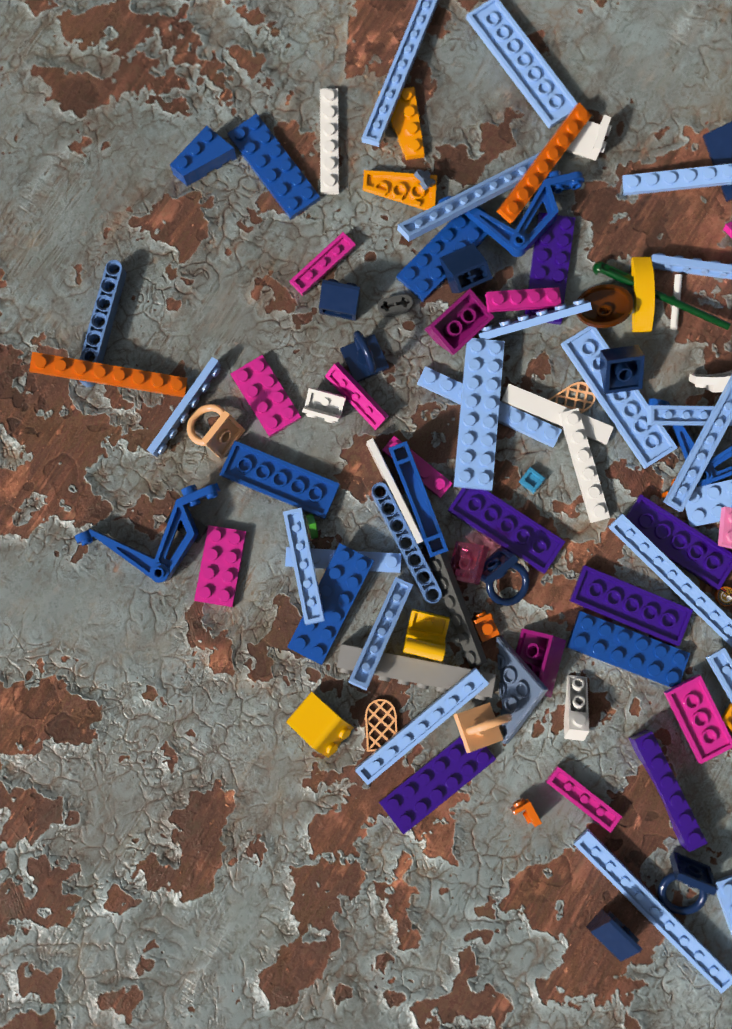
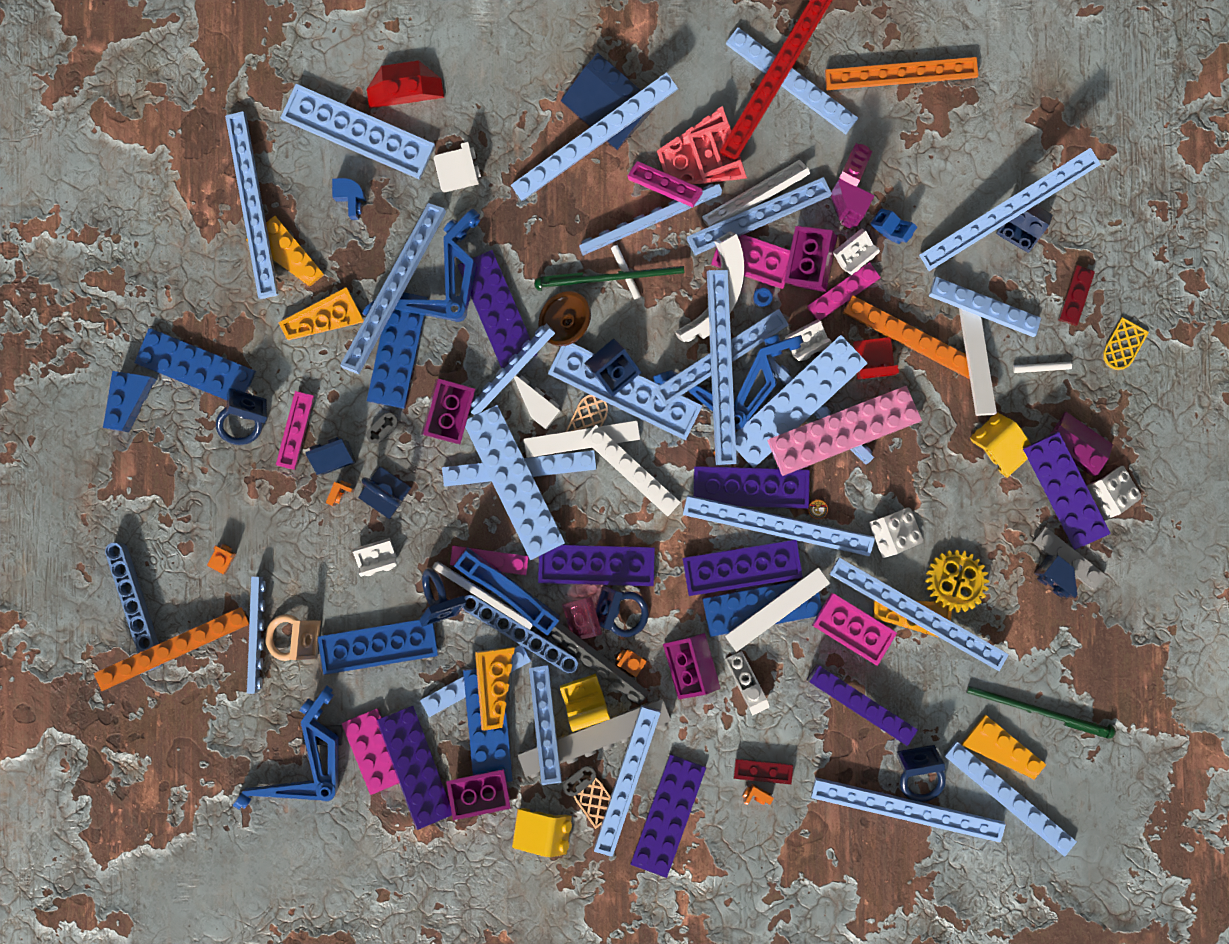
camera: 30 degrees left, 5 degrees up
(196, 329) = (221, 558): none -> orange bracket
(246, 600) = (414, 767): none -> dark purple plate
(265, 396) = (319, 579): dark pink plate -> none
(286, 658) = (479, 794): none -> magenta slope
(295, 218) = (246, 407): none -> dark blue tile
(304, 566) = (444, 709): light blue plate -> none
(312, 526) = (430, 669): bright green tile -> none
(323, 334) = (335, 495): none -> orange bracket
(329, 141) = (230, 312): white plate -> none
(355, 480) = (441, 608): none -> dark blue tile
(356, 396) = (398, 531): dark pink plate -> none
(362, 563) = (493, 676): none -> light orange wing
(379, 706) = (582, 784): none -> dark grey beam
(424, 178) = (338, 300): sand blue piece -> none
(465, 268) = (423, 360): dark blue slope -> none
(480, 727) = (676, 750): light nougat tile -> none
(486, 103) = (348, 190): none -> blue brick
(518, 688) = (688, 698): sand blue tile -> none
(522, 299) = (490, 358): dark pink plate -> none
(531, 480) = (594, 510): dark azure tile -> none
(537, 367) = (539, 408): none -> white slope
(544, 163) = (434, 220): orange plate -> none
(544, 794) = (763, 771): none -> dark red plate
(582, 48) = (404, 84): none -> red wedge
(583, 799) = (798, 755): dark pink plate -> none
(609, 932) = (885, 851): dark blue slope -> none
(641, 659) = (777, 609): none -> white tile
(643, 294) = (592, 285): yellow slope -> none

